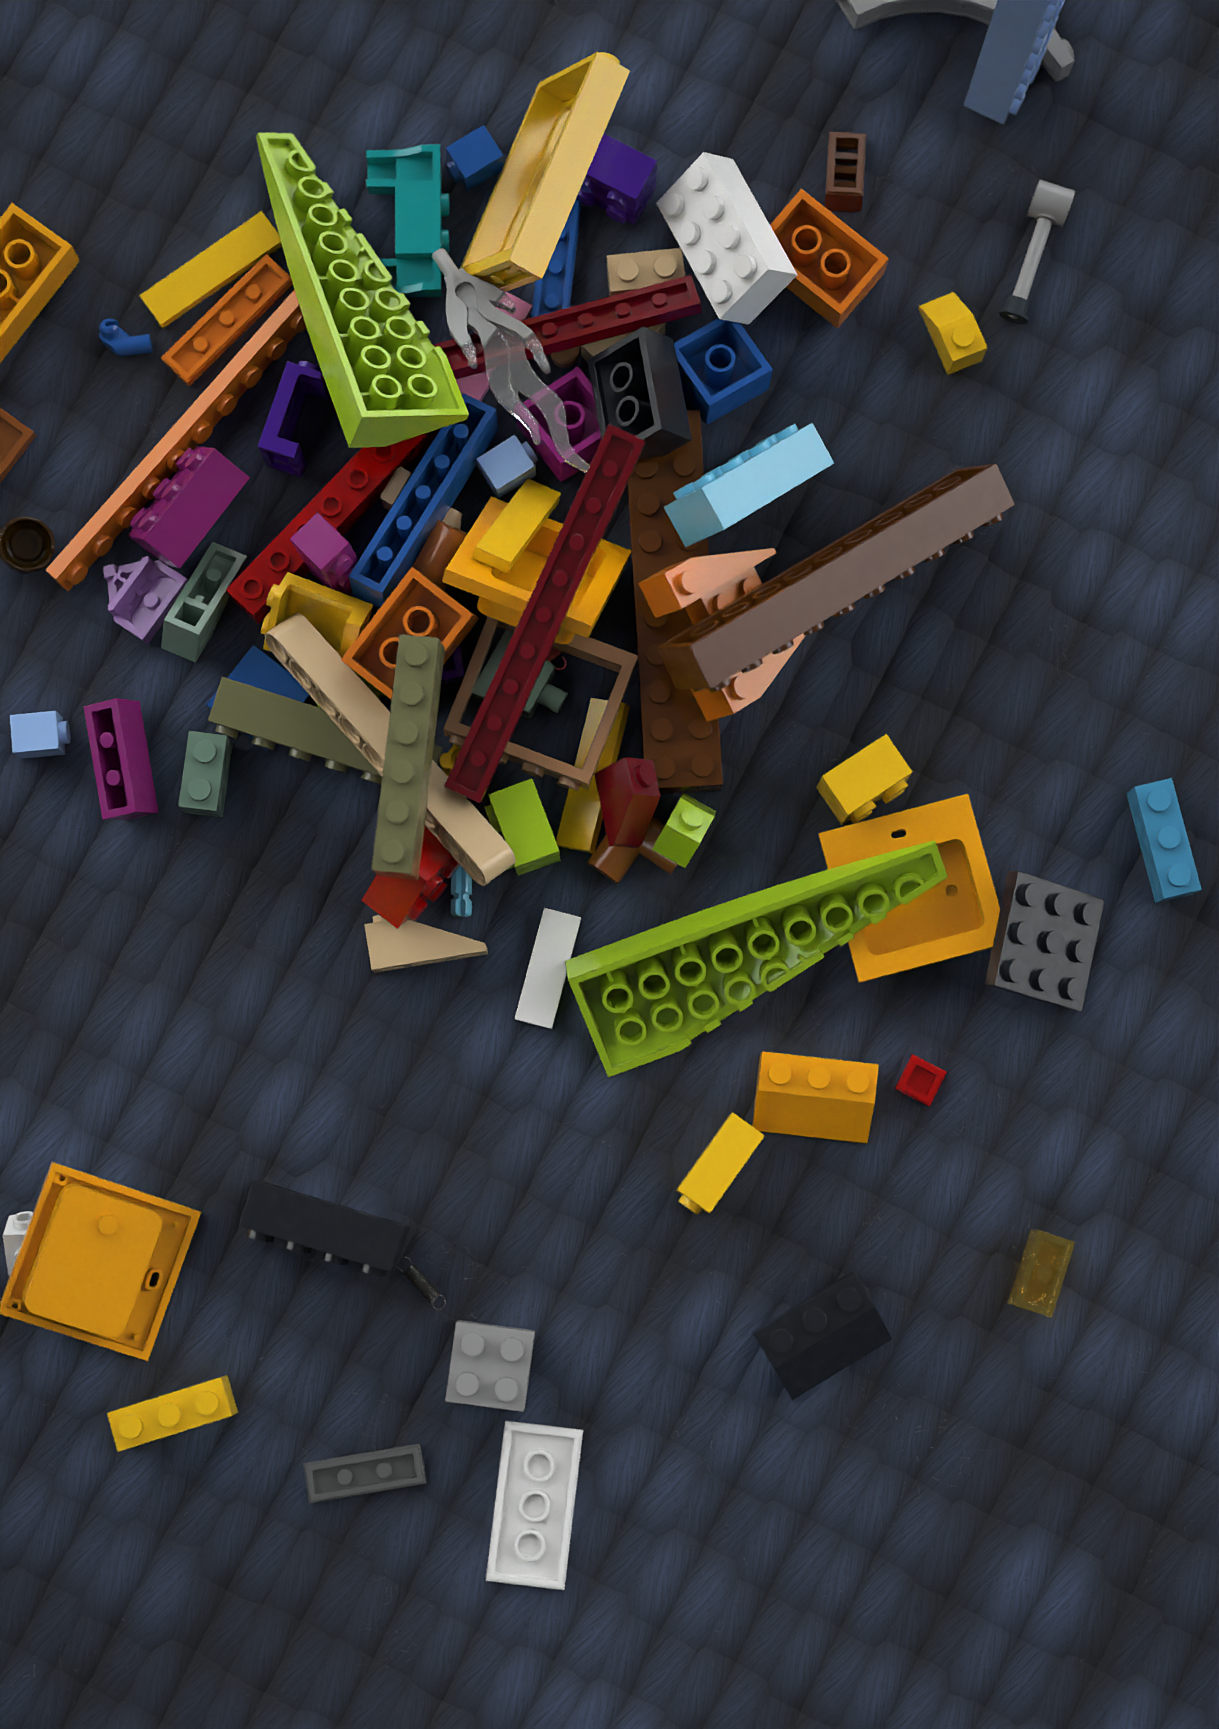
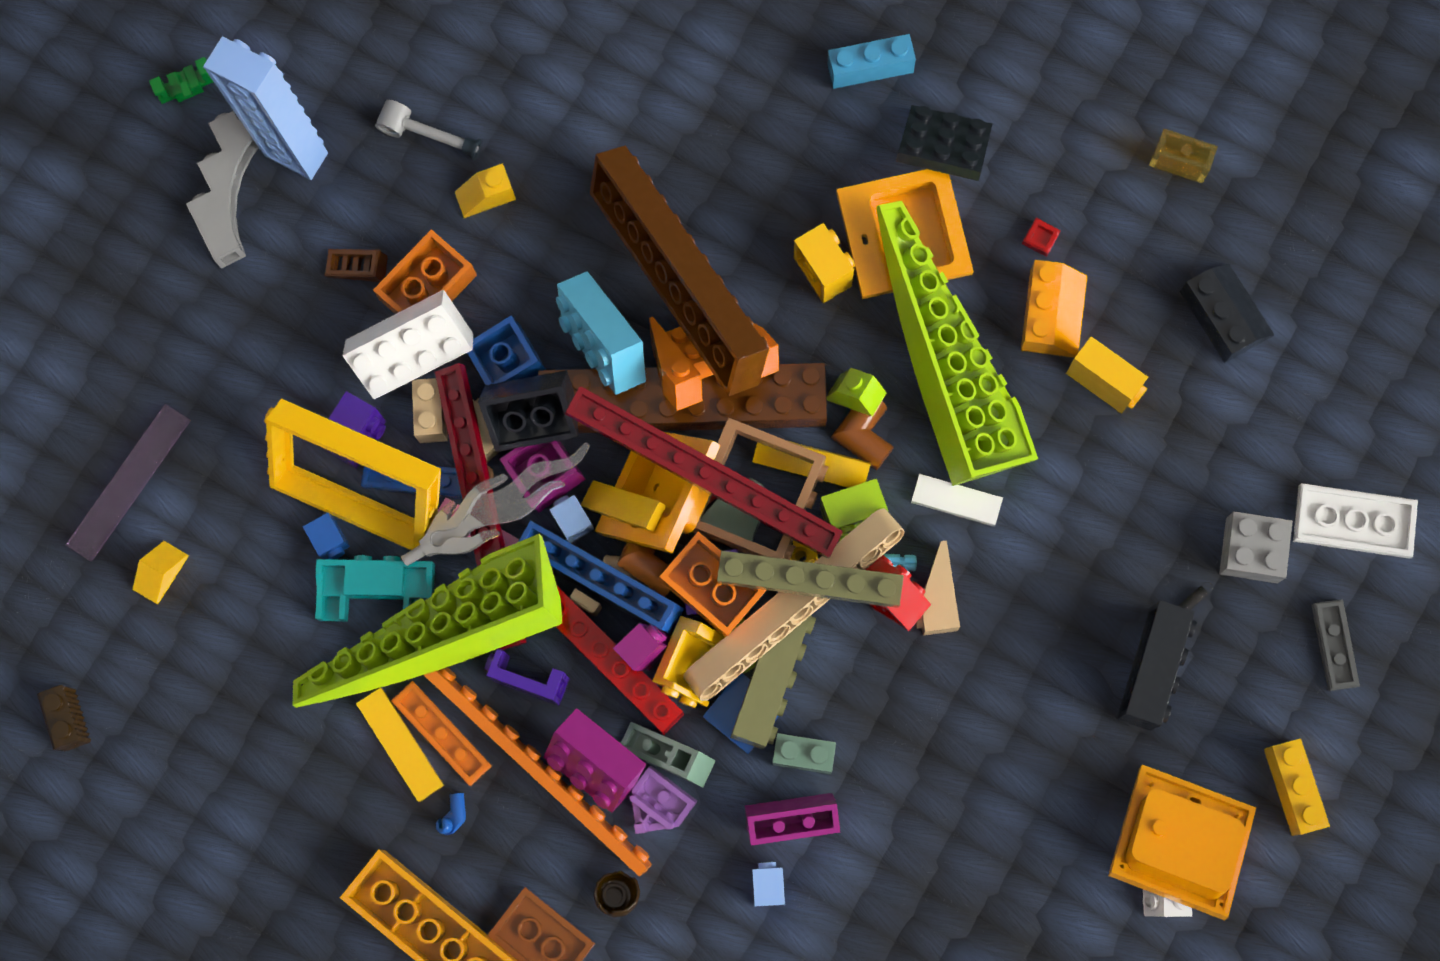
camera: 80 degrees left, 5 degrees down
(627, 800) = (836, 430): dark red slope -> none

